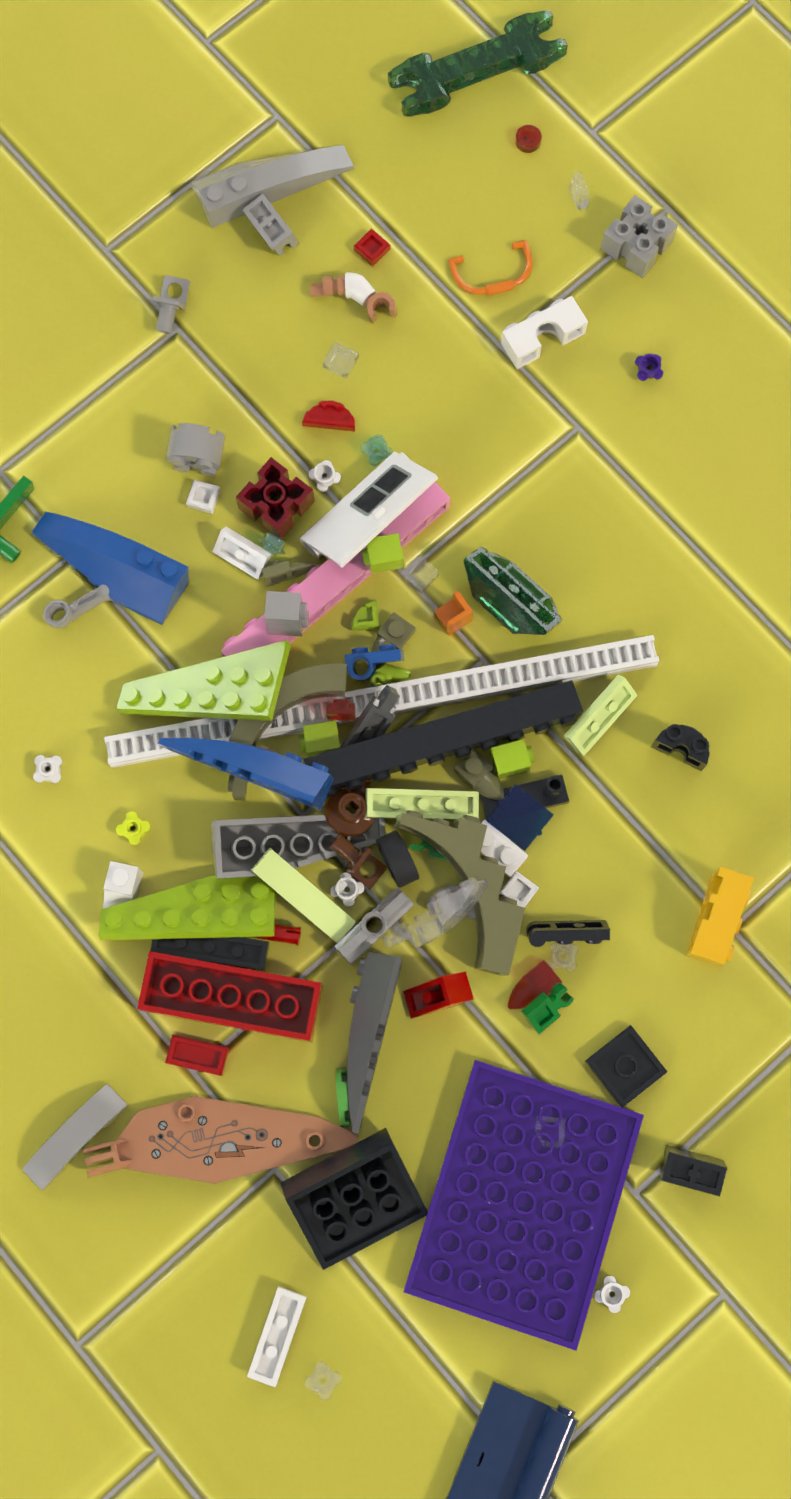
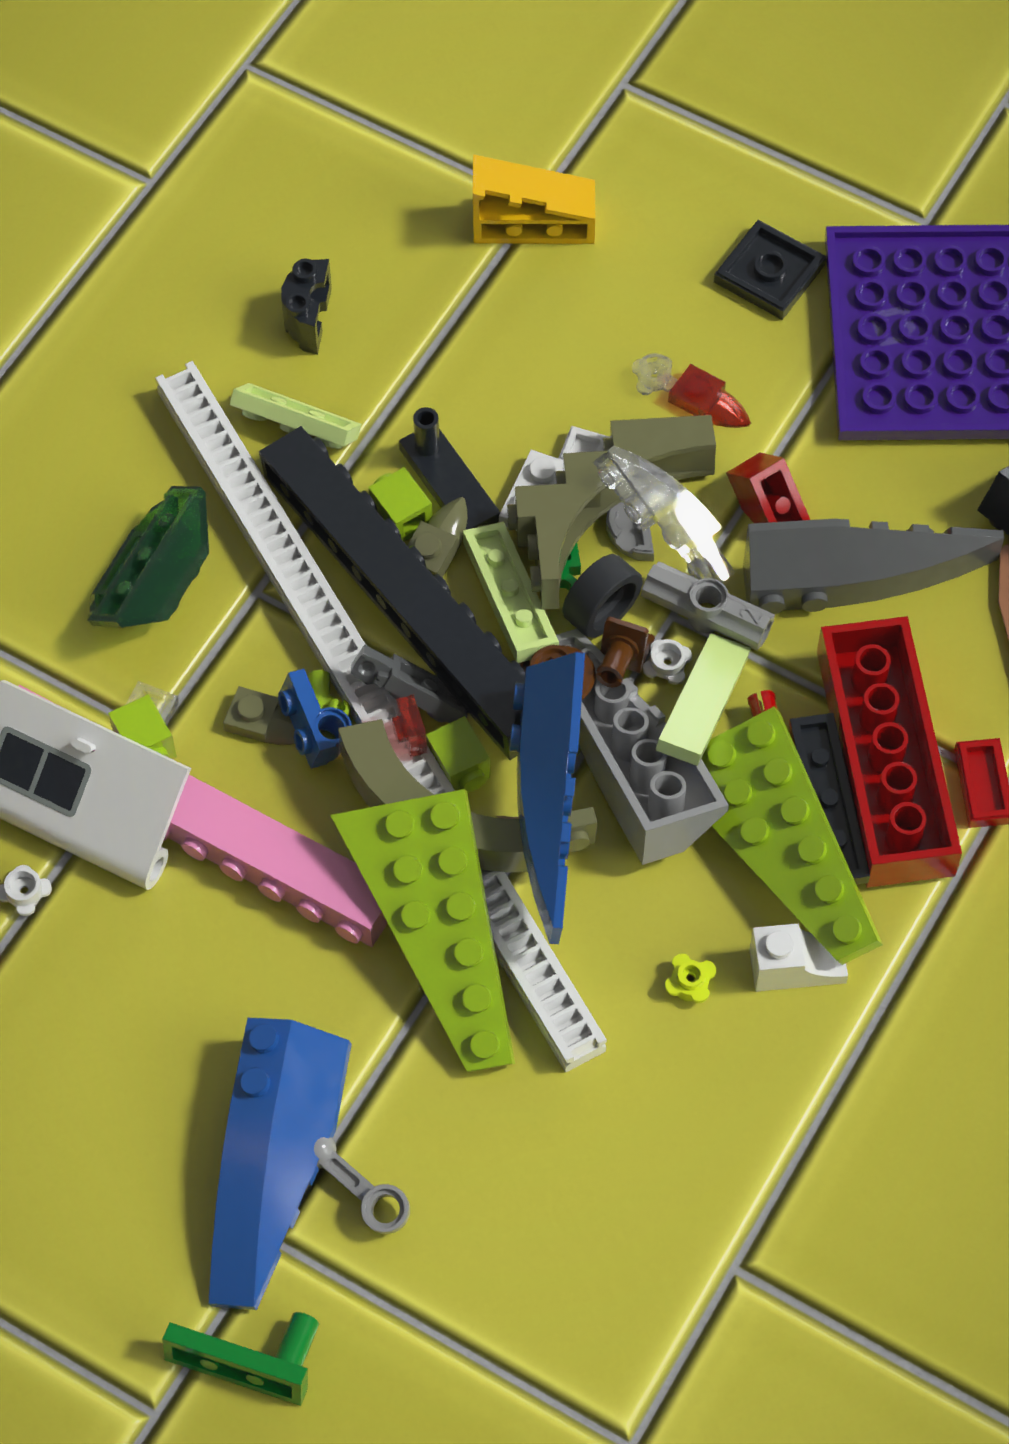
camera: 110 degrees left, 15 degrees down
(50, 776) = (647, 1150): white plate -> none
(195, 448) = (38, 1081): light grey brick -> none
(203, 496) = (110, 1061): white tile -> none
(241, 552) = (193, 964): white plate -> none
(272, 544) = (166, 923): clear light blue plate -> none
(275, 483) = (89, 935): dark red brick -> none
(279, 571) = (208, 898): olive plate -> none
(285, 613) = (289, 828): light grey brick -> none
(342, 1097) = (957, 577): bright green tile -> none
(366, 617) = (241, 762): lime tile -> none
(454, 614) = (200, 638): orange panel -> none
(519, 817) = (480, 473): clear blue piece -> none
(544, 1008) = (739, 374): green plate -> none
(567, 931) = (619, 369): black plate -> none
(693, 1170) = (870, 158): black hinge -> none

